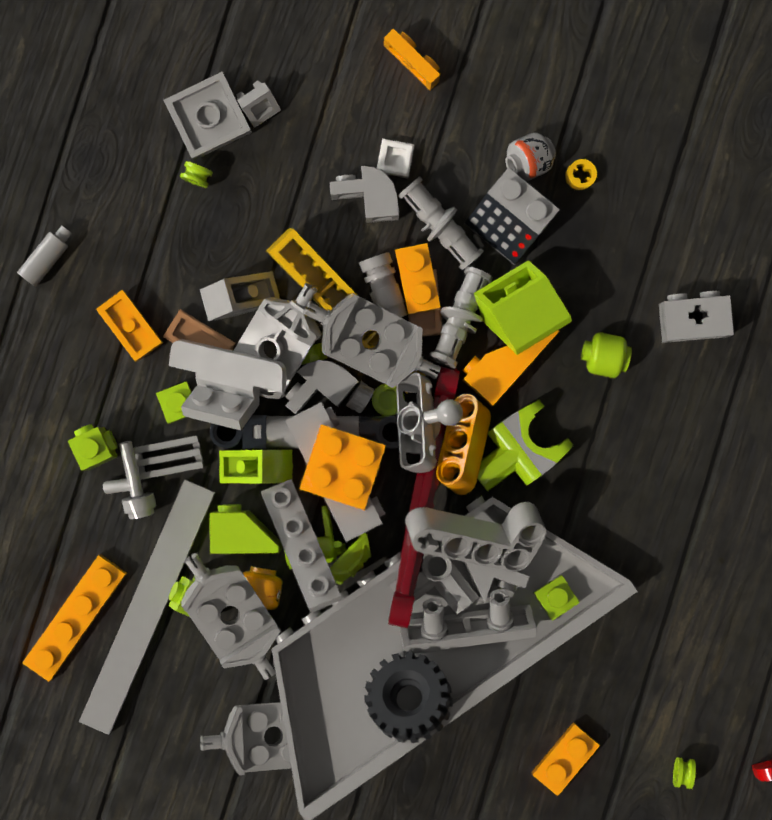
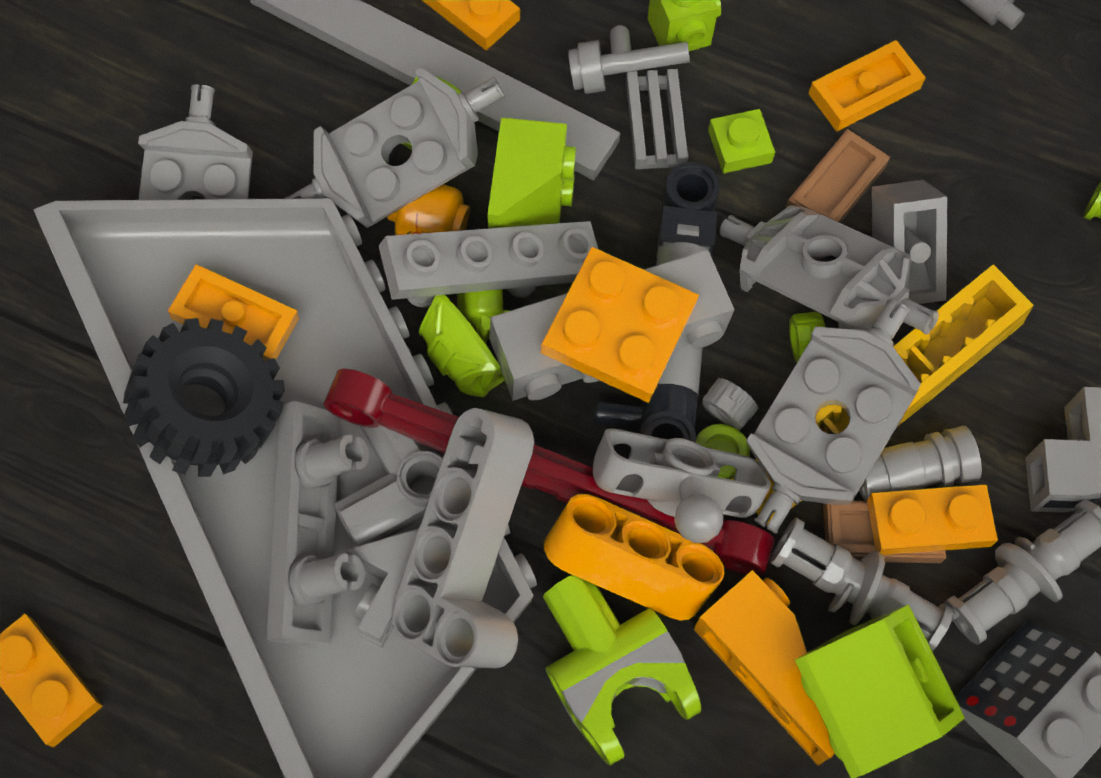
camera: 95 degrees right, 20 degrees down
(225, 381) = (771, 201): light grey plate -> none
(255, 466) = (632, 225): lime slope -> none
(324, 377) = (762, 346): light grey brick -> none
(348, 693) = (215, 297): none -> light orange plate
(556, 597) = (332, 695): lime plate -> none

